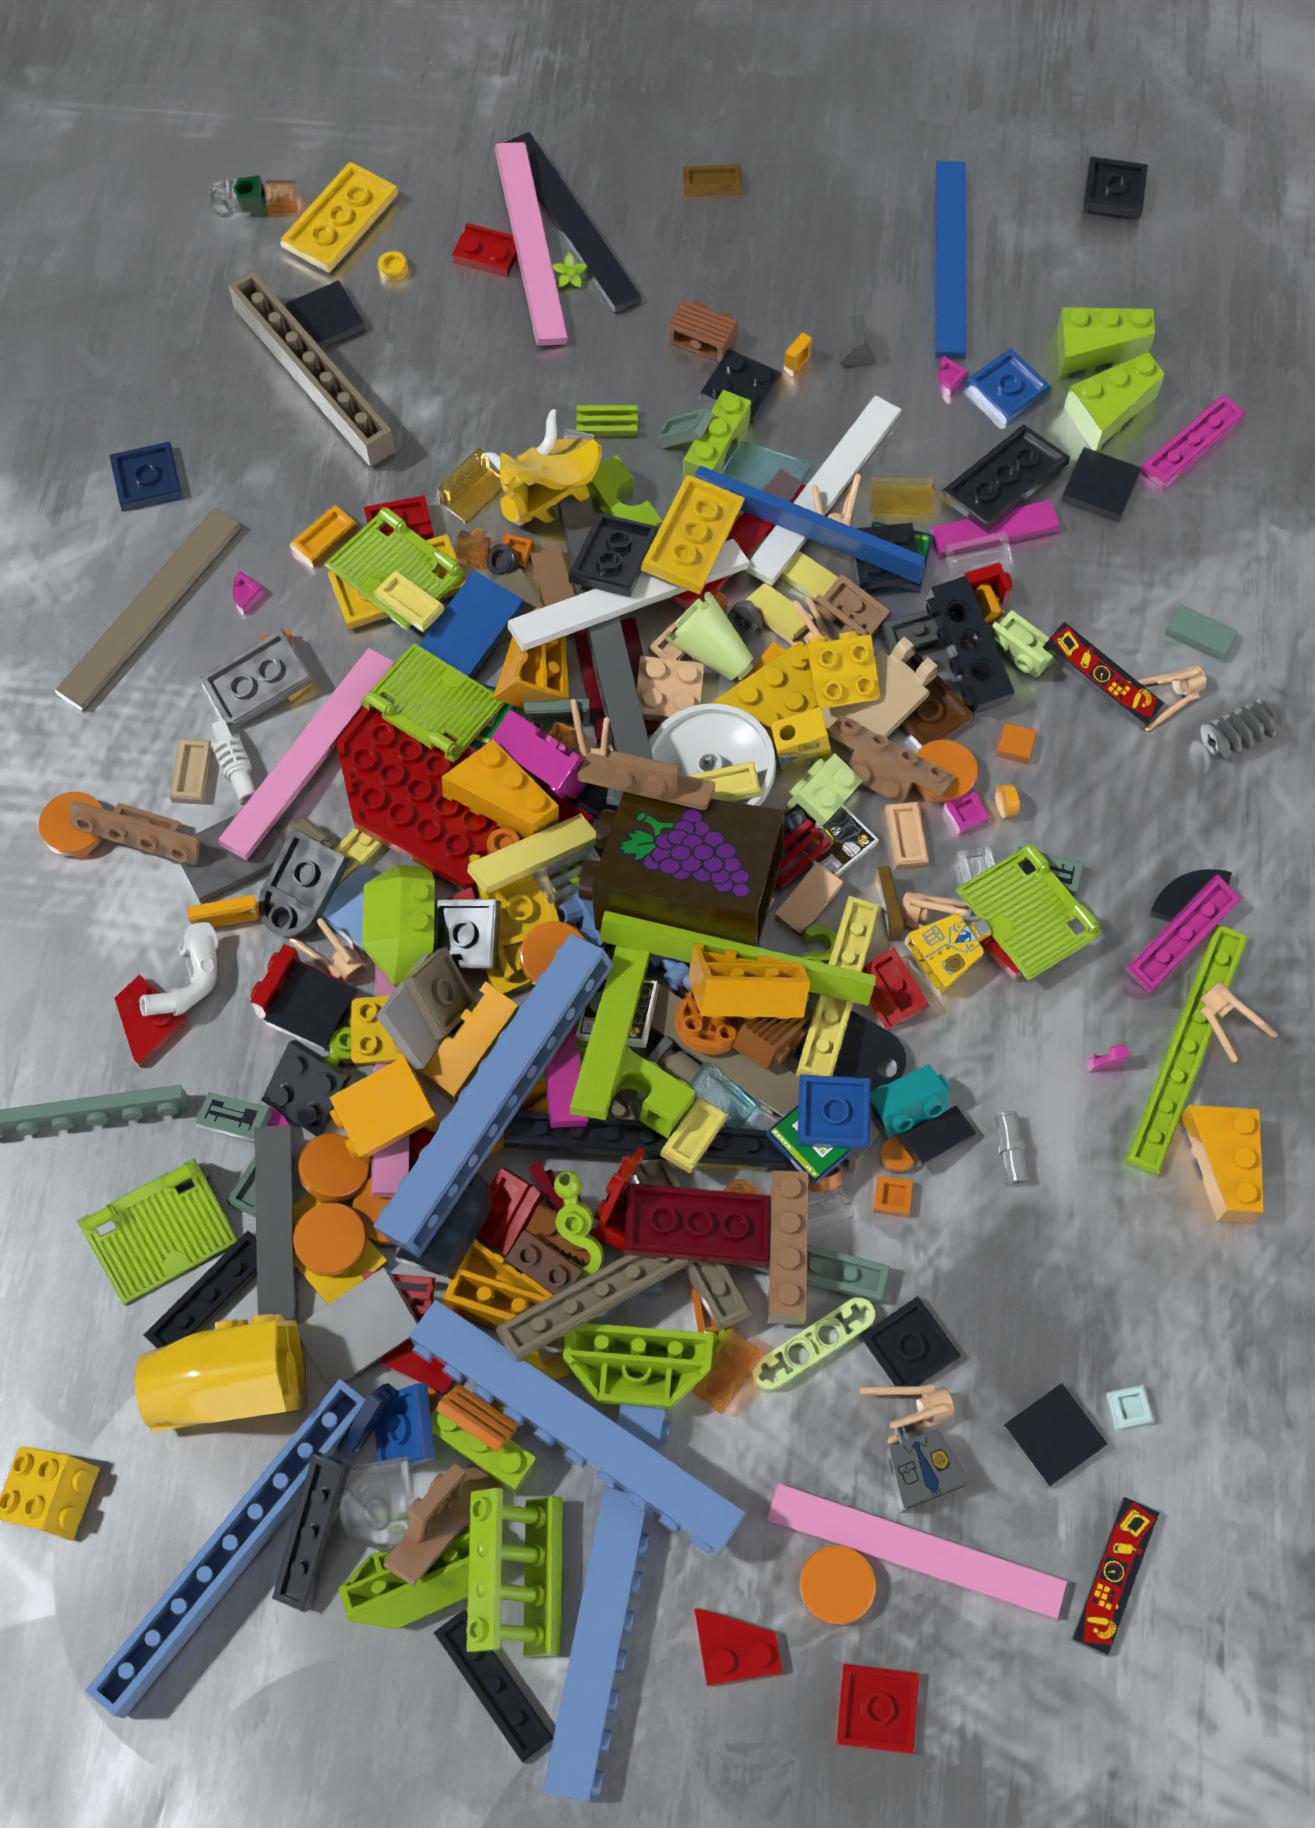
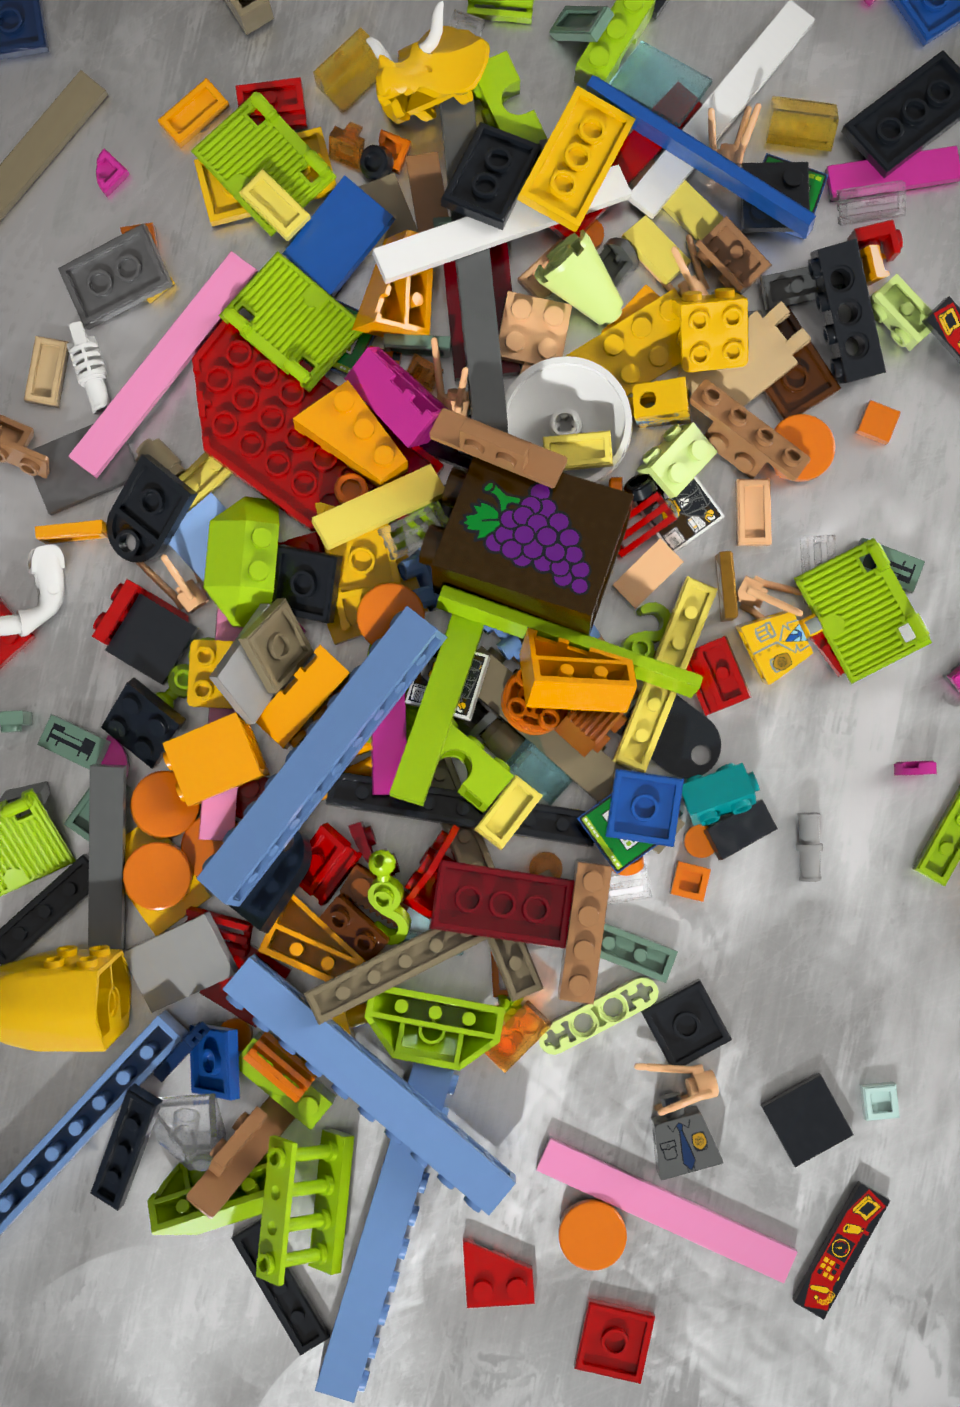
camera: 10 degrees right, 20 degrees up
(966, 813) = (816, 494): dark pink tile -> none
(1007, 800) = (859, 487): light orange tile -> none

